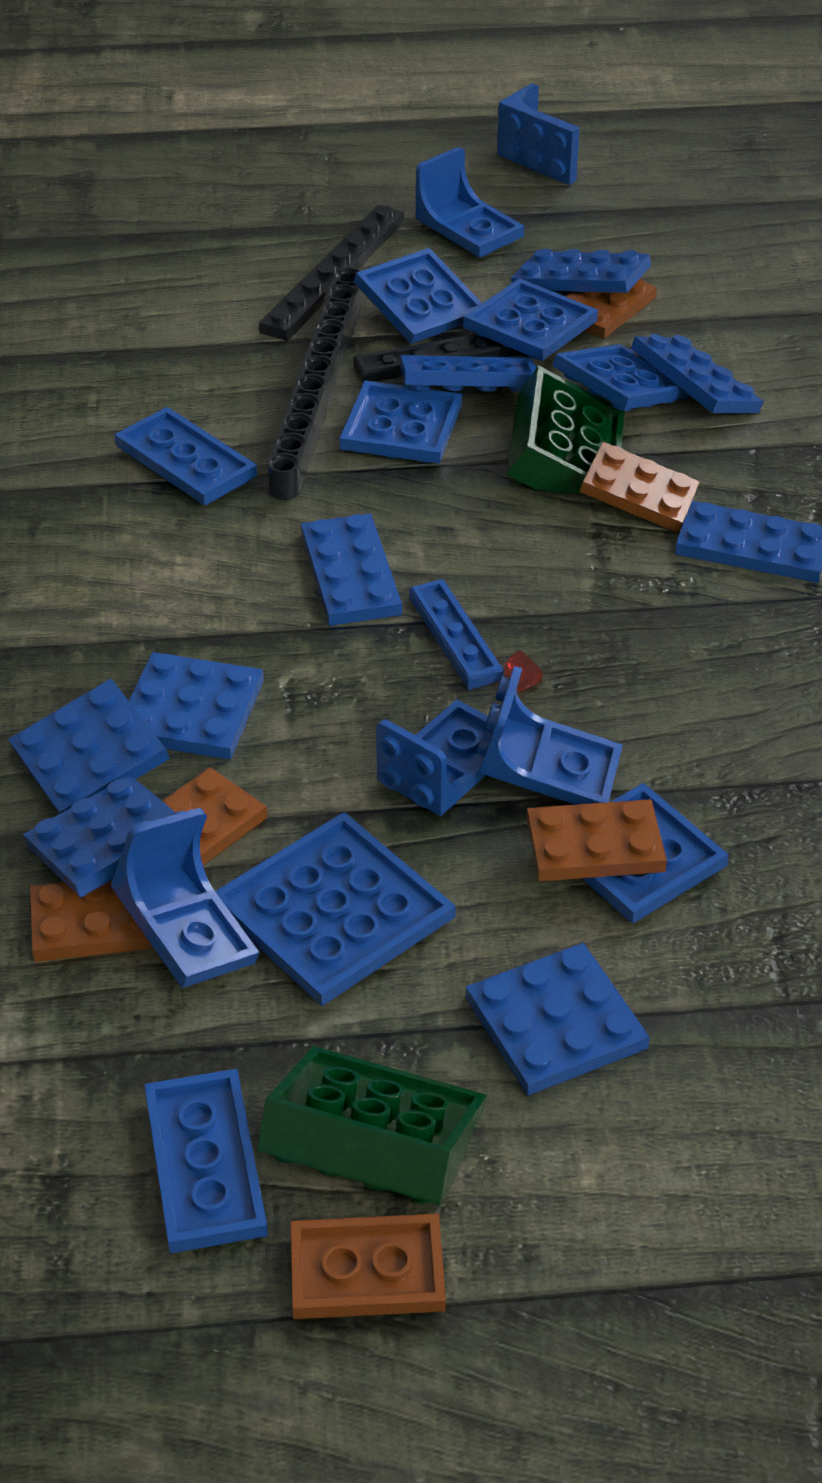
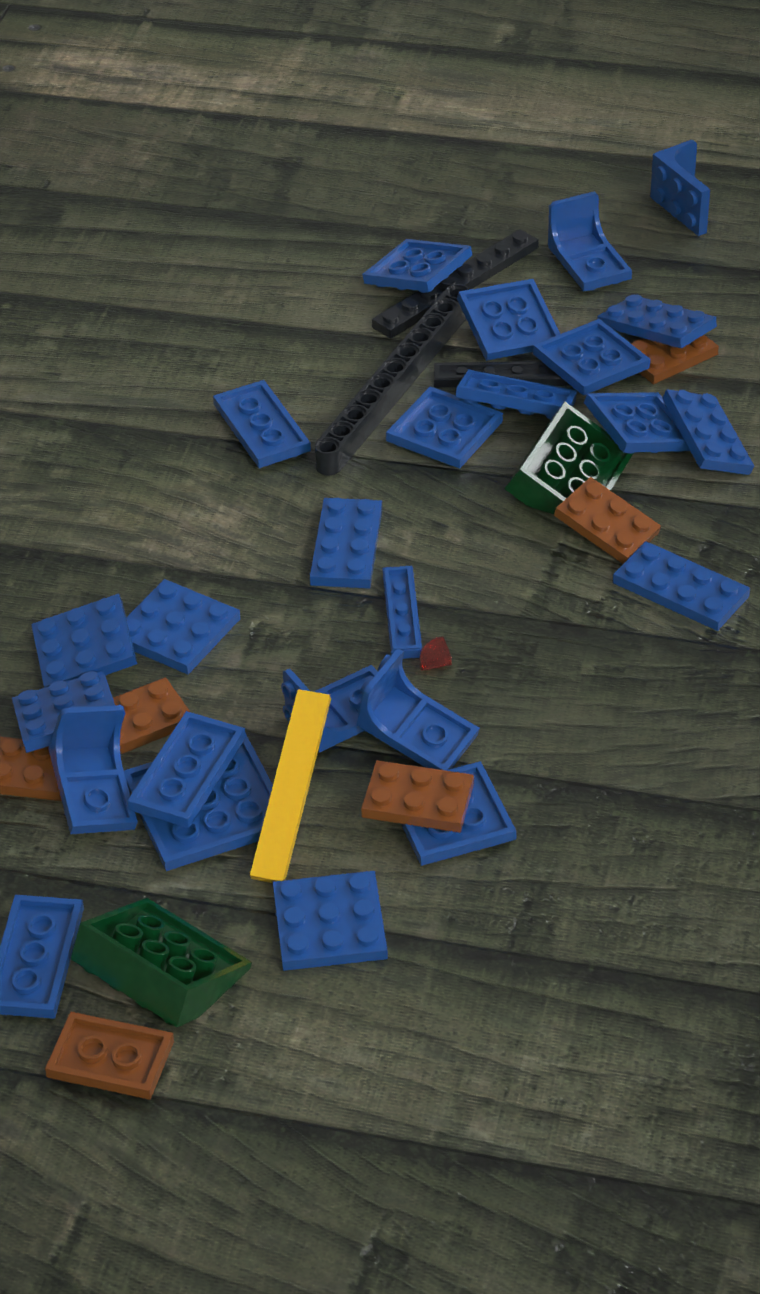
camera: 20 degrees right, 0 degrees up
(285, 257) = (417, 265): none -> blue plate
(299, 872) = (186, 769): none -> blue plate
(445, 864) = (290, 786): none -> yellow tile

